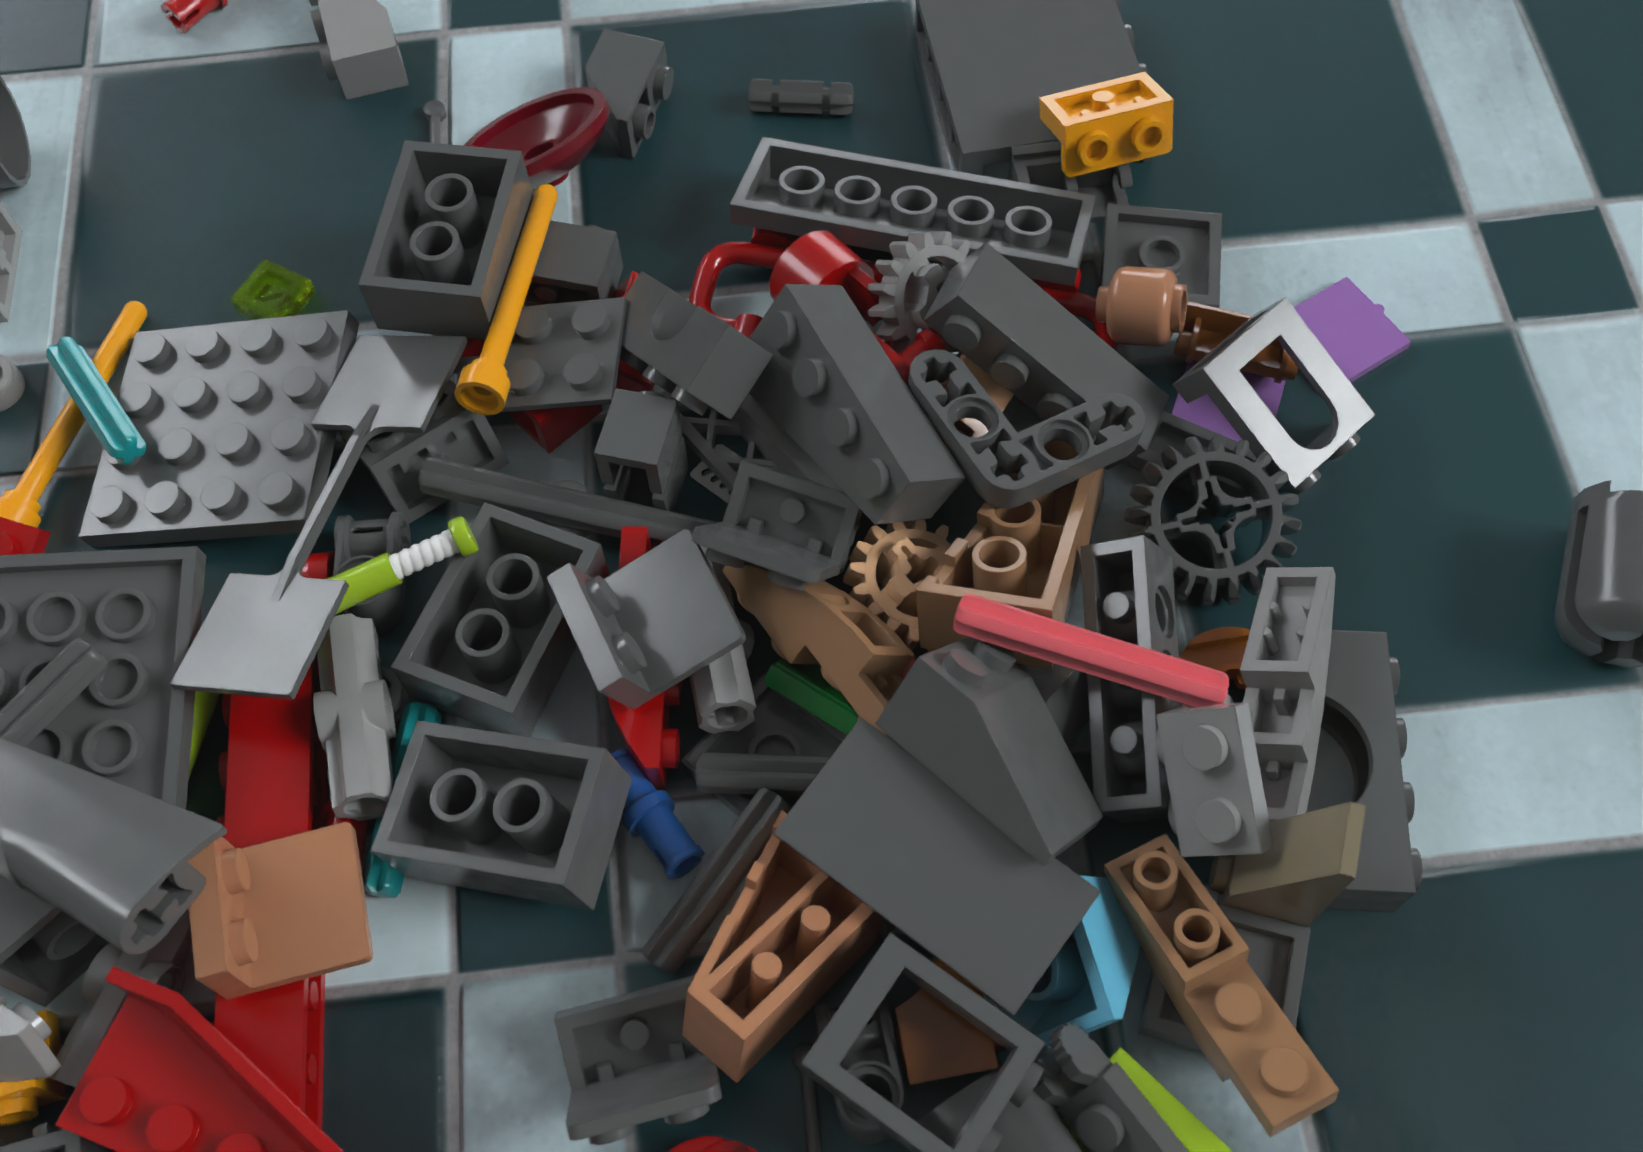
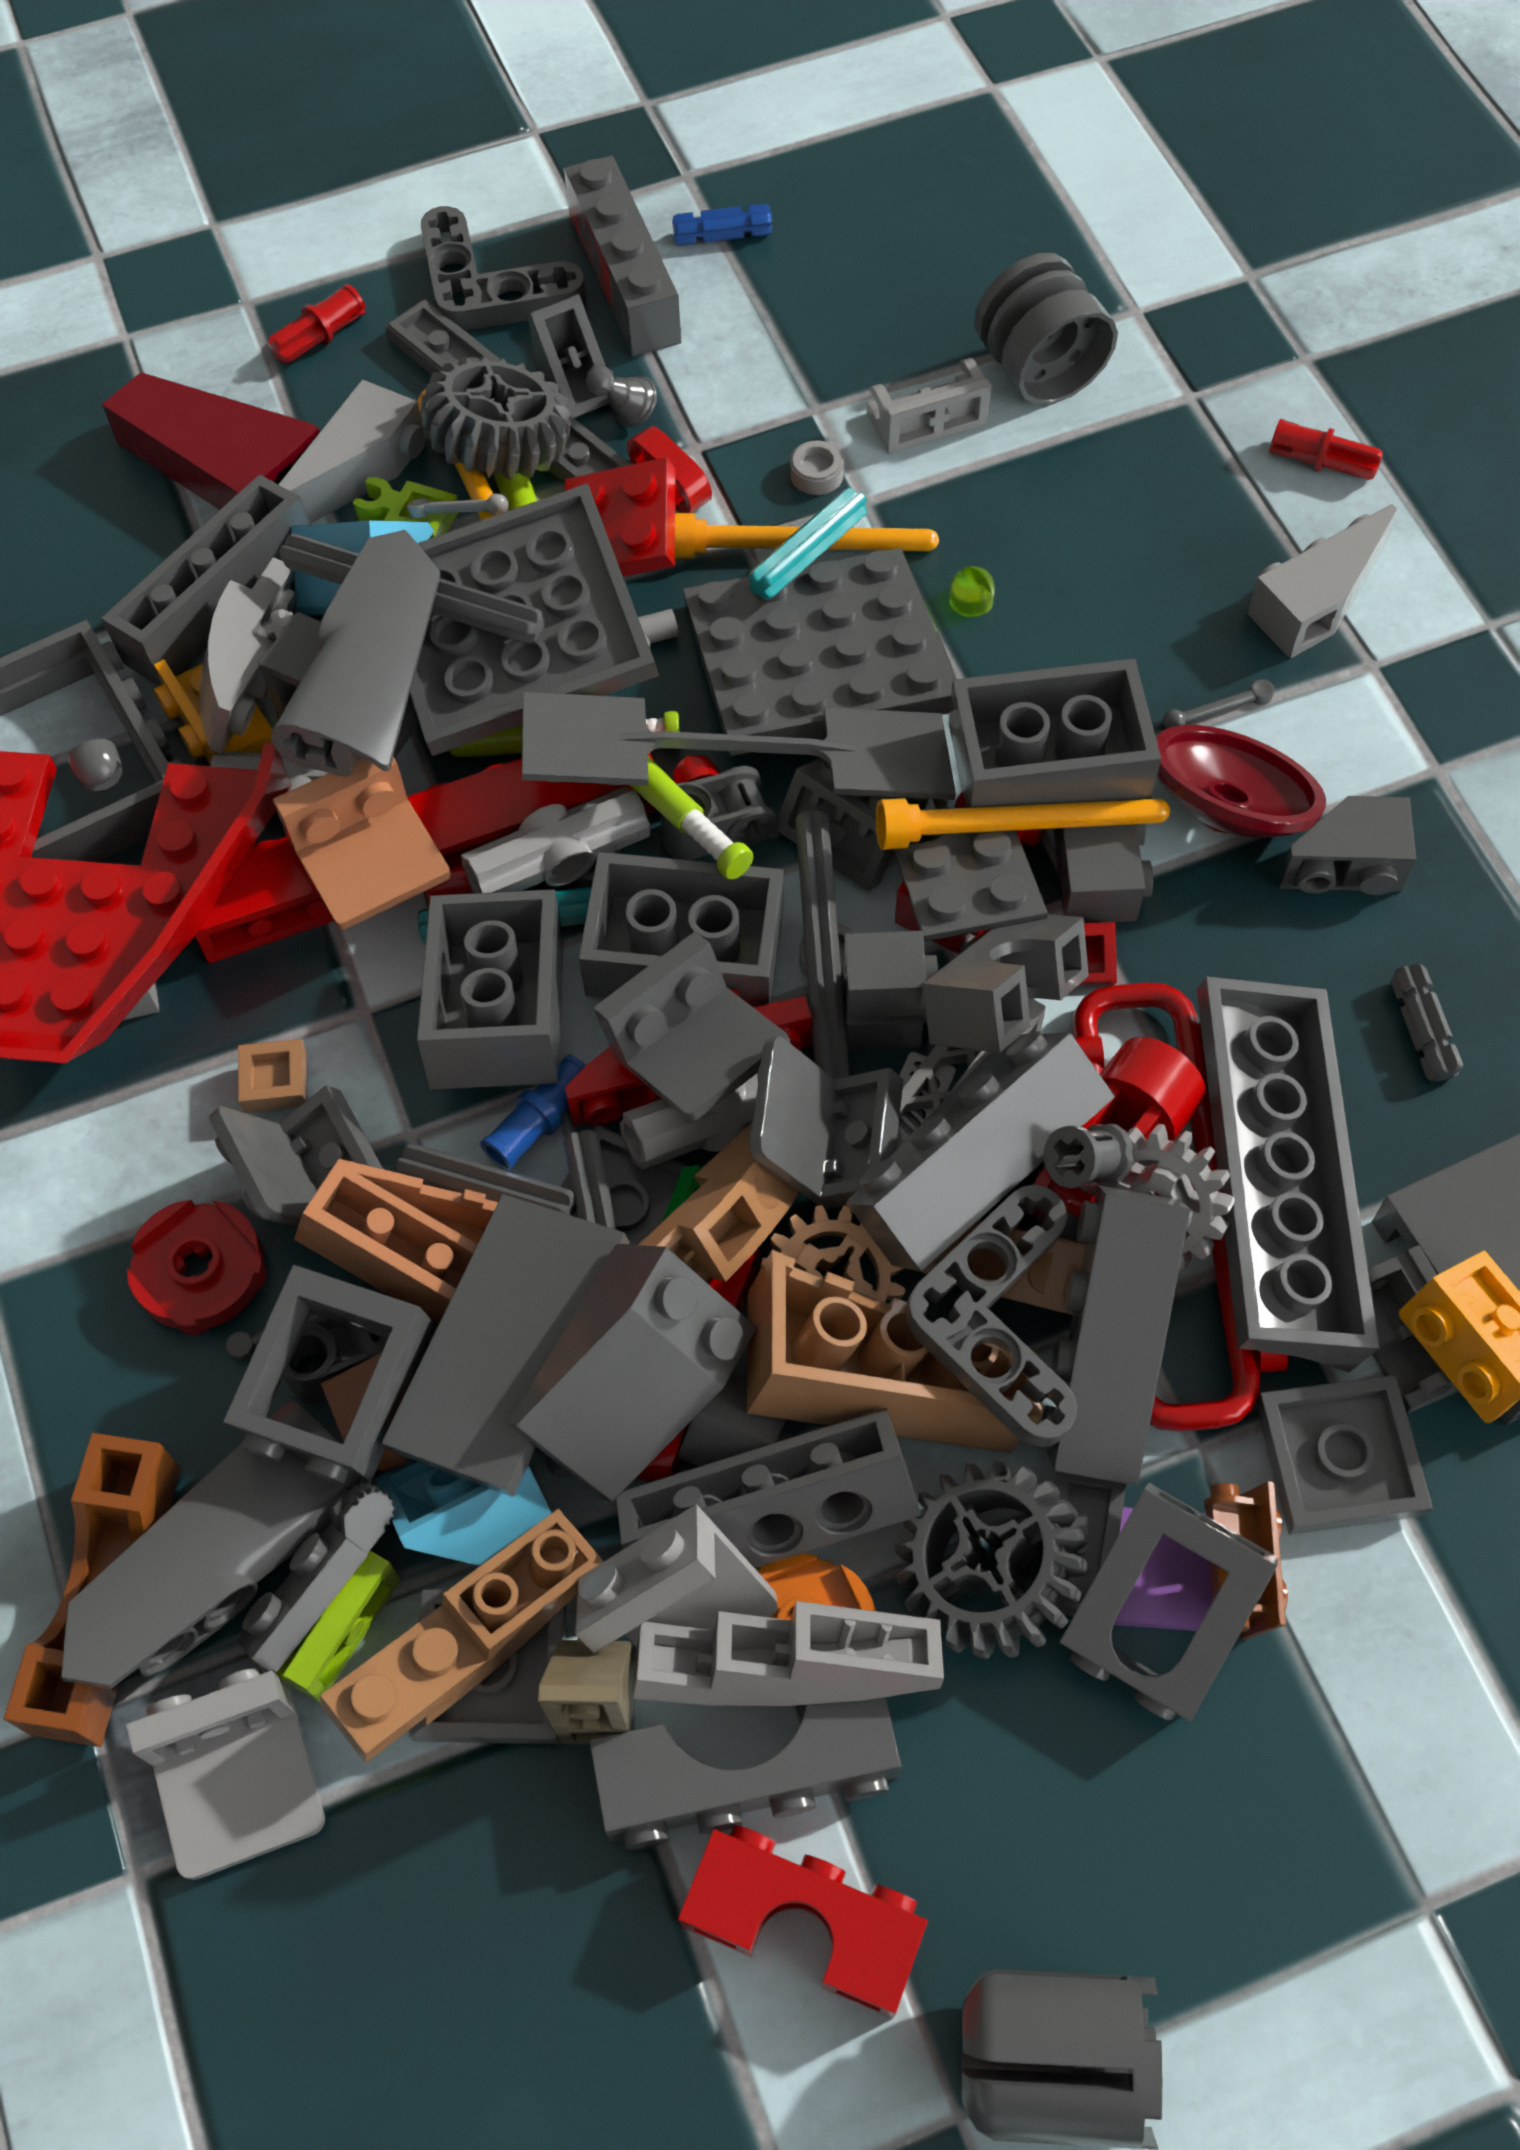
camera: 75 degrees right, 0 degrees up
(212, 291) = (966, 594): none -> clear neon green hinge
(272, 292) = (985, 637): clear neon green tile -> none
(507, 1088) = (272, 1075): none -> medium nougat plate
(913, 320) = (1084, 1155): none -> dark grey bush
(1089, 652) = (745, 1429): coral axle -> none
(1142, 306) = (1242, 1430): nougat head -> none
(1352, 328) = (1325, 1687): medium lavender piece -> none
(1466, 796) = (747, 1885): none -> red arch

